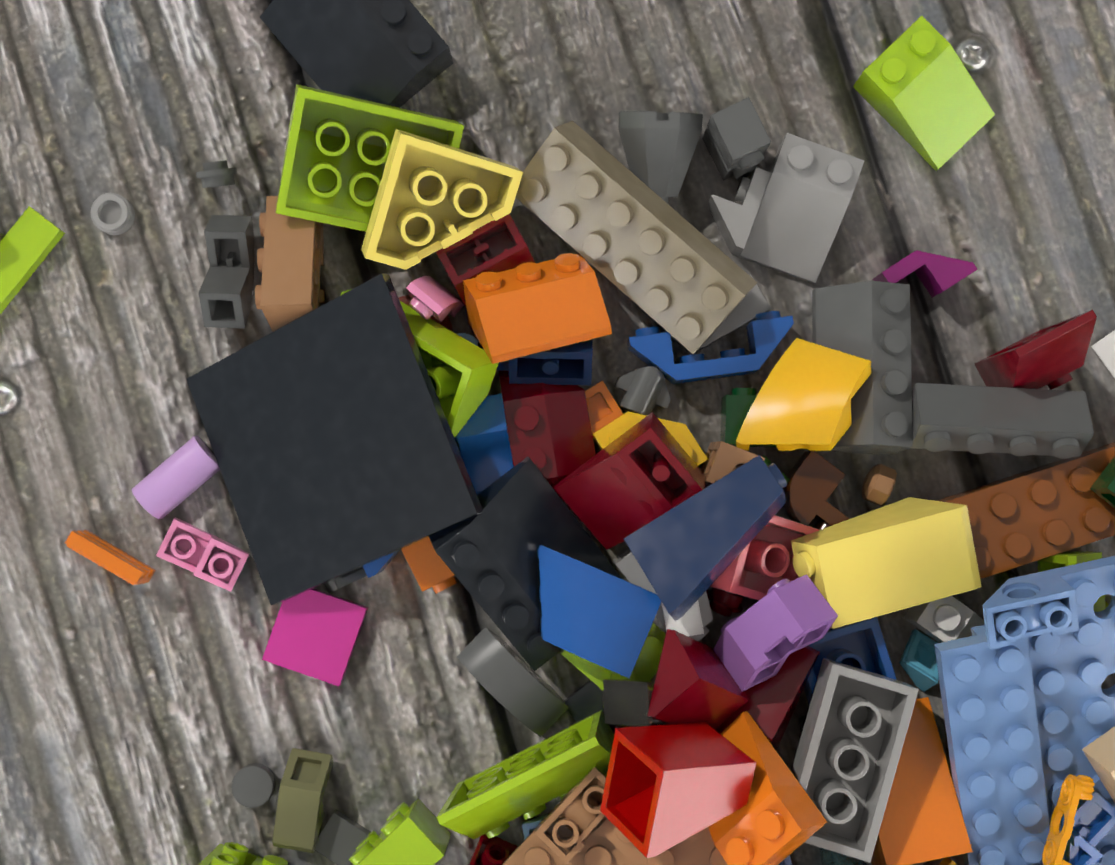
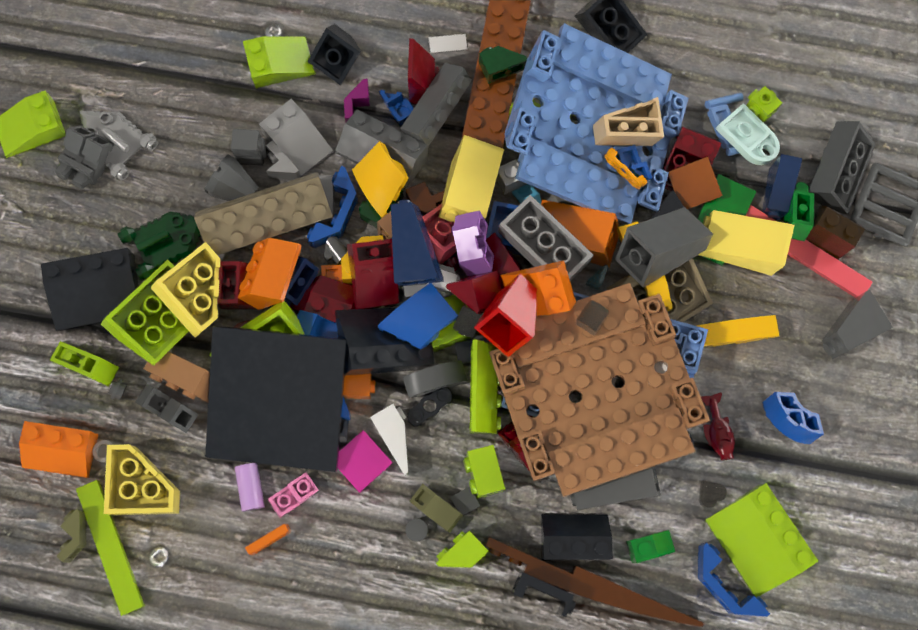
camera: 70 degrees left, 10 degrees down
(75, 137) = (57, 449): none -> orange slope
(80, 300) = (136, 484): none -> light yellow brick
(228, 97) = (84, 363): none -> lime slope
(387, 660) = (392, 430): none -> white slope
(432, 299) = (238, 318): bright pink slope -> none
(440, 684) = (418, 414): none -> black piece
(497, 94) = (164, 239): none -> dark green shield
(878, 484) = (438, 171): medium nougat tile -> none
(958, 349) = (397, 105): none -> blue slope
(992, 186) = (335, 53): none -> black slope

